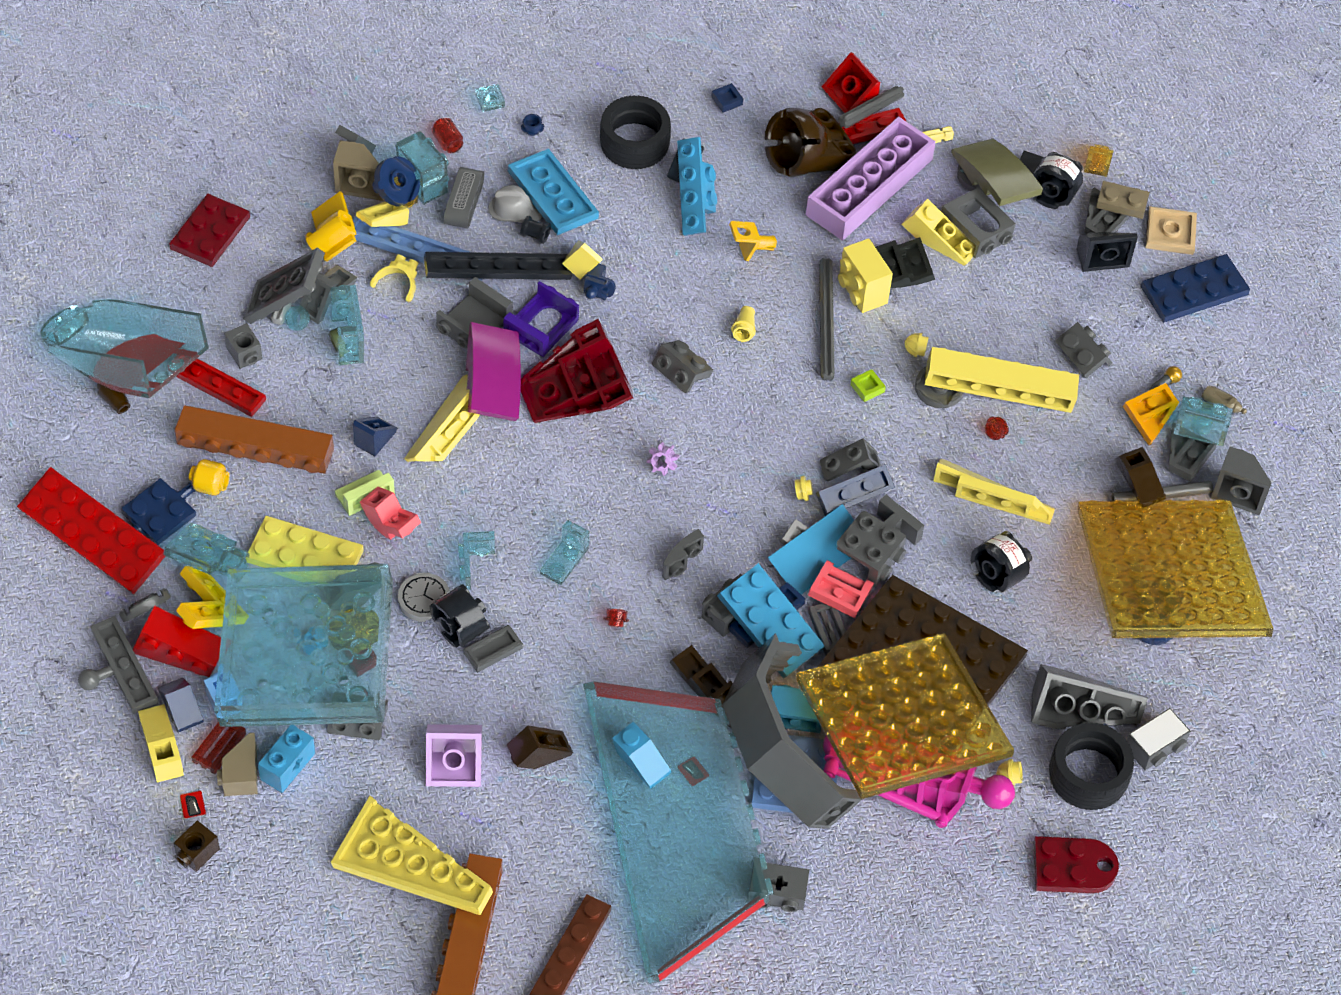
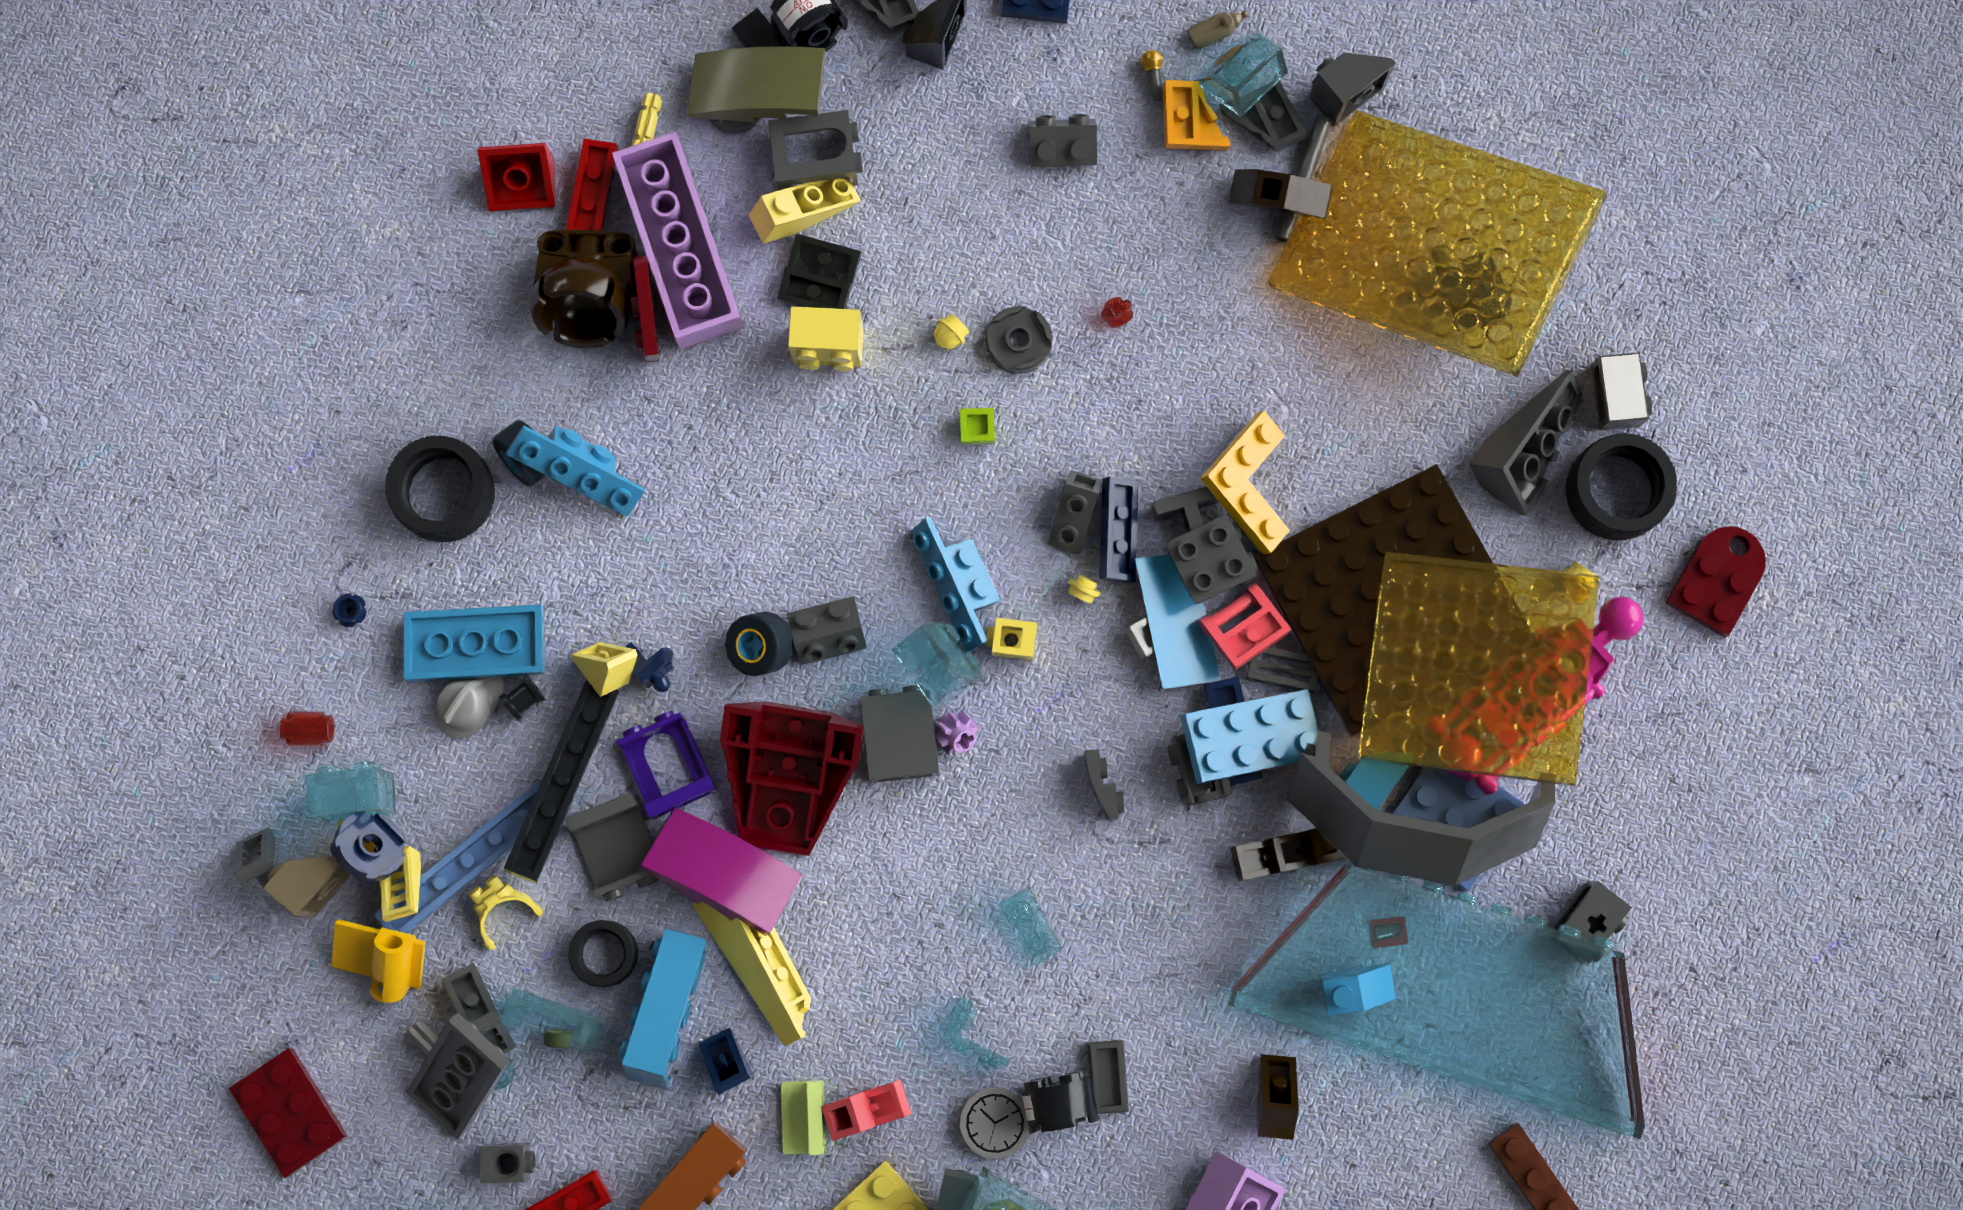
camera: 55 degrees left, 25 degrees up
(386, 381) = (663, 1008): none -> dark azure wedge
(403, 355) = (576, 953): none -> black tyre
(464, 197) = (421, 760): dark grey beam -> none
(490, 98) = (275, 640): clear light blue plate -> none
(616, 617) = (1145, 909): clear red plate -> none
(639, 428) = (899, 735): none -> dark grey panel
(649, 328) = (759, 643): none -> black wheel
(702, 426) = (947, 664): none -> clear light blue piece
(727, 97) = (445, 340): dark blue plate -> none
(744, 325) = (810, 522): light yellow cone -> none
(744, 464) = (1022, 630): none -> light yellow brick
(751, 239) = (691, 444): yellow bracket -> none
(763, 421) = (959, 581): none -> dark azure bracket
(814, 174) = (643, 311): none -> dark red plate
(826, 319) = (851, 416): dark grey axle -> none
(871, 106) = (566, 172): dark grey axle -> none
(929, 529) = (1230, 484): none -> yellow plate
(990, 493) = (1196, 372): light yellow wedge -> none
(1001, 379) = (1059, 266): light yellow brick -> none
(1001, 562) = (1313, 424): black brick -> none

